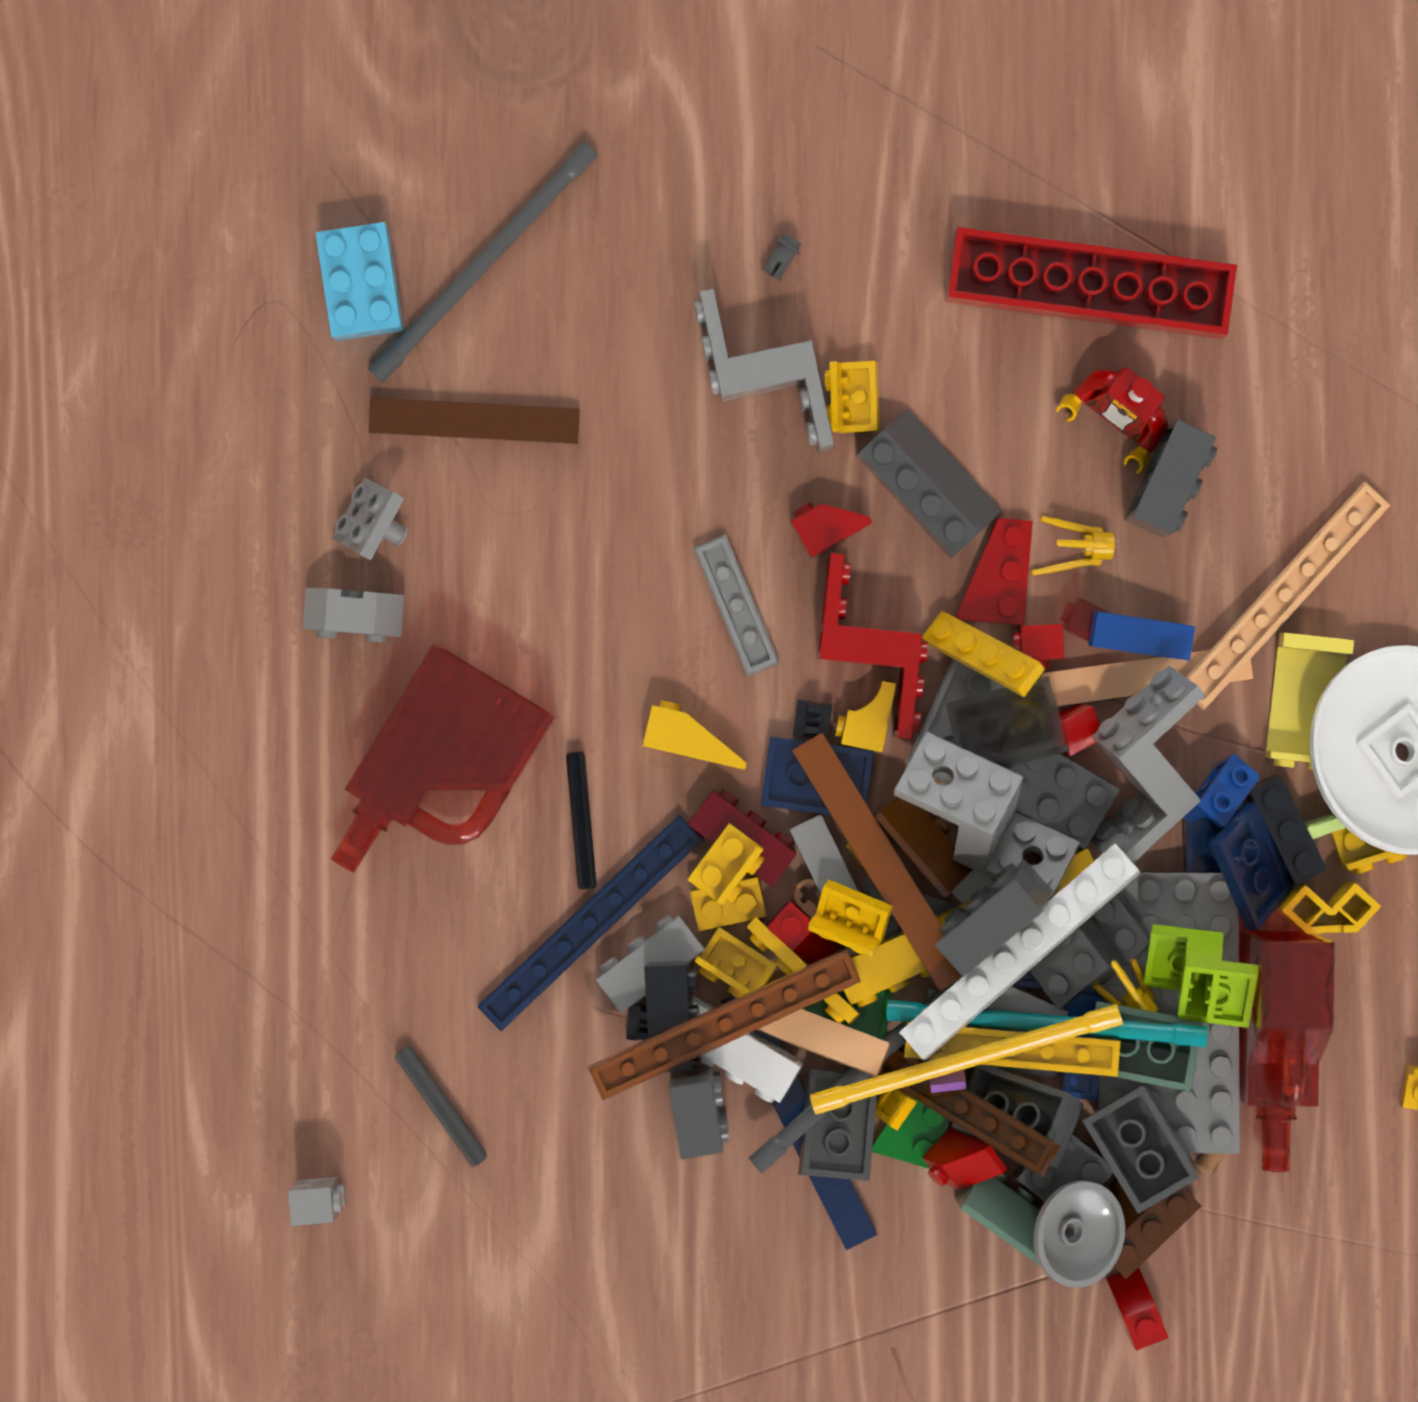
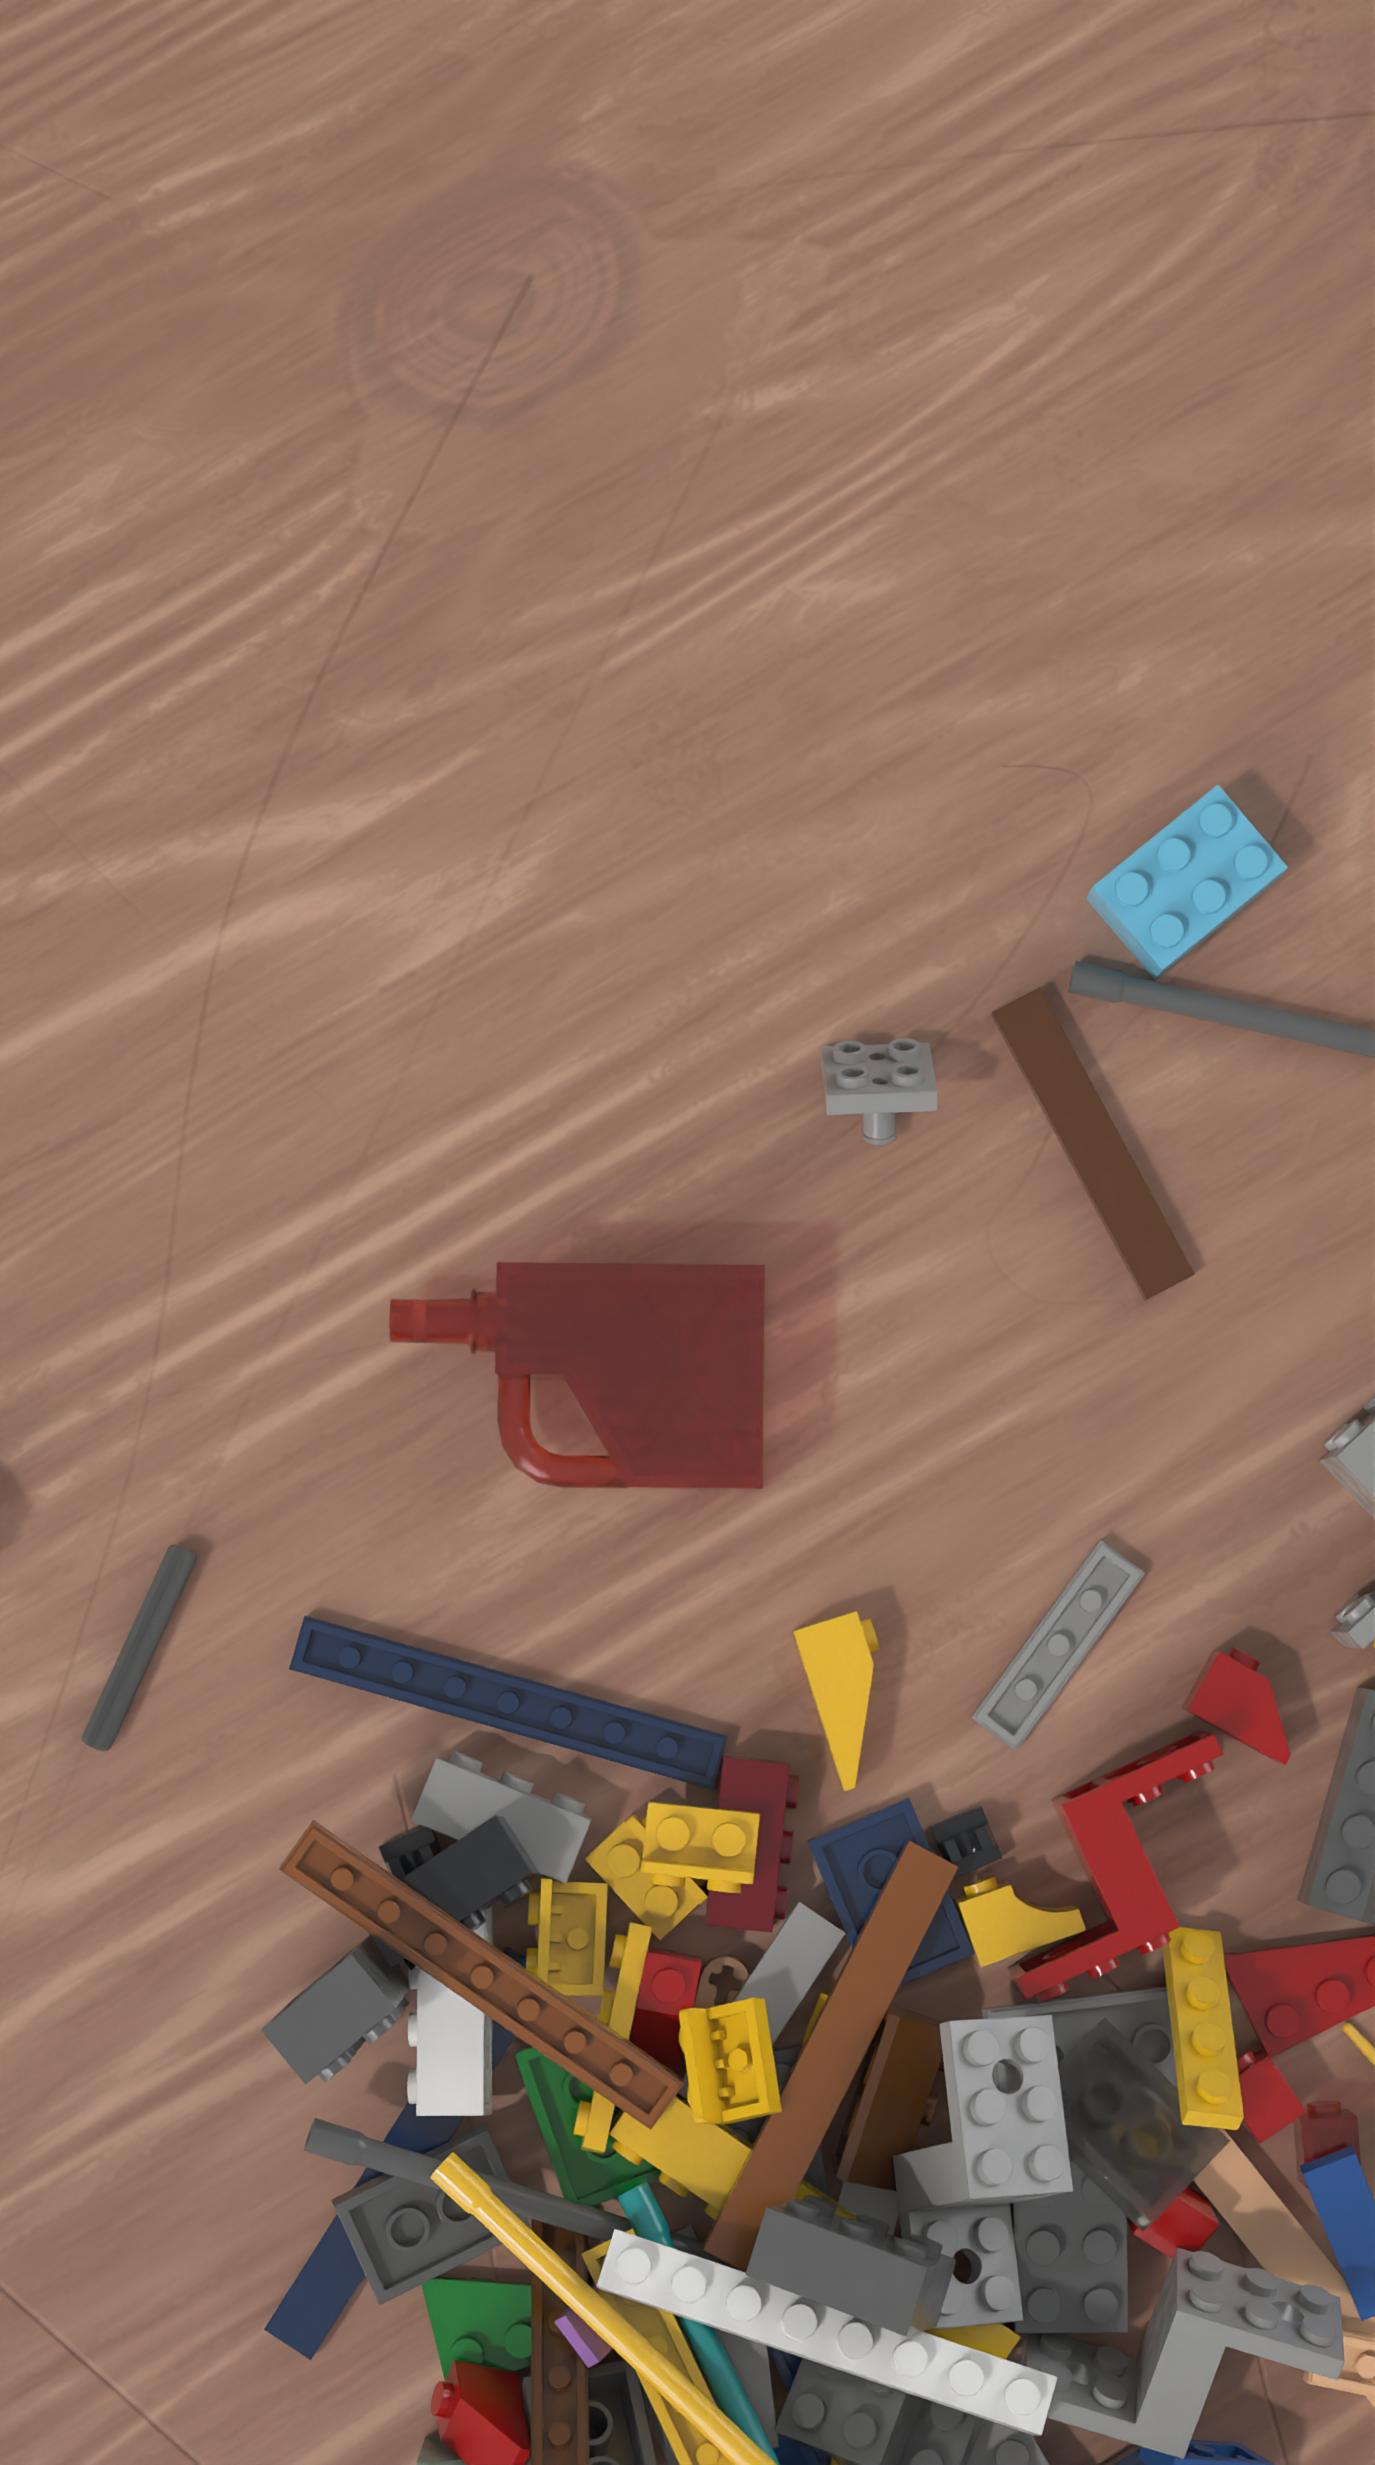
camera: 65 degrees right, 5 degrees down
(353, 612) = (742, 1136): light grey brick -> none
(581, 820) = (640, 1607): black axle -> none
(830, 1040) = (543, 2136): light nougat tile -> none
(894, 1107) = (501, 2279): yellow tile -> none

